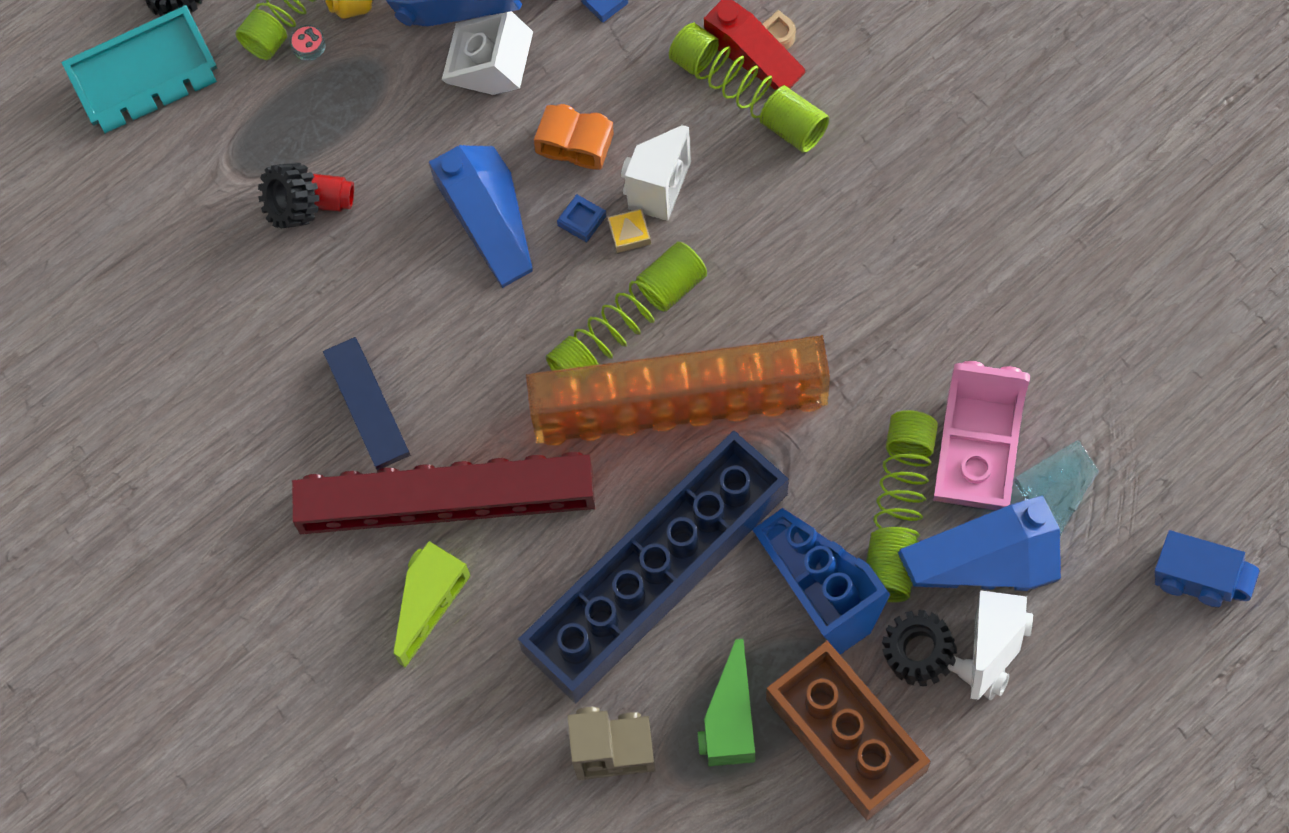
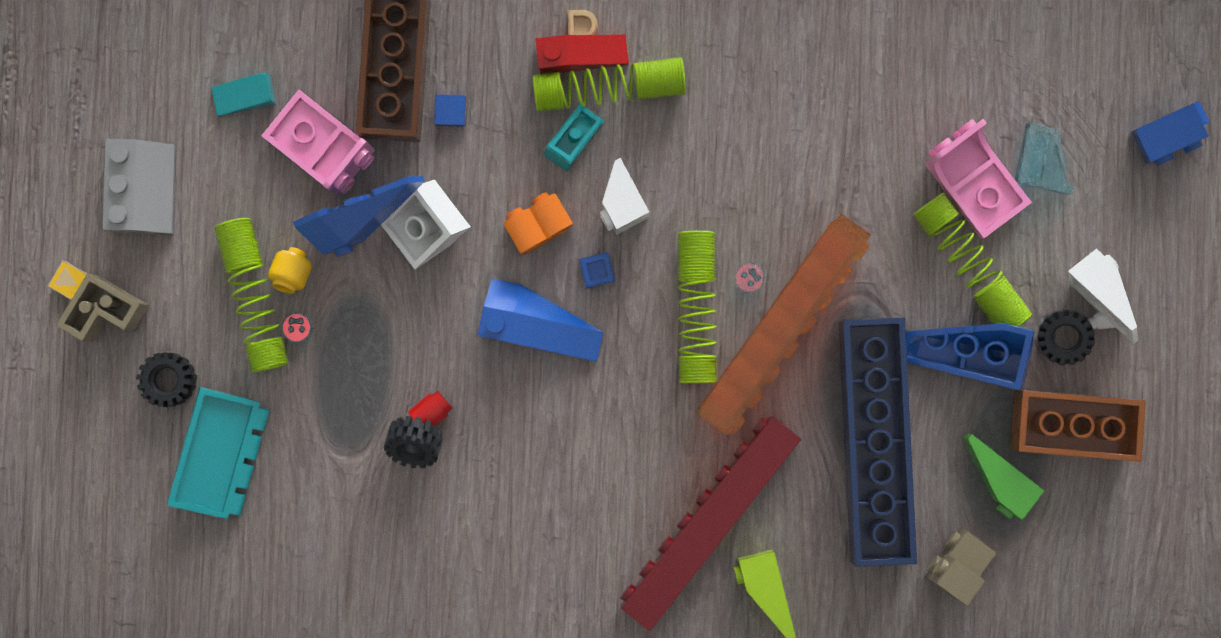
camera: 50 degrees left, 20 degrees up
(366, 403) = (604, 516): dark blue slope -> none
(629, 230) = (634, 249): tile -> none
(676, 104) = (573, 137): none -> teal slope
(697, 337) = (749, 277): none -> clear light blue tile
(1001, 549) = (1053, 239): blue wedge -> none

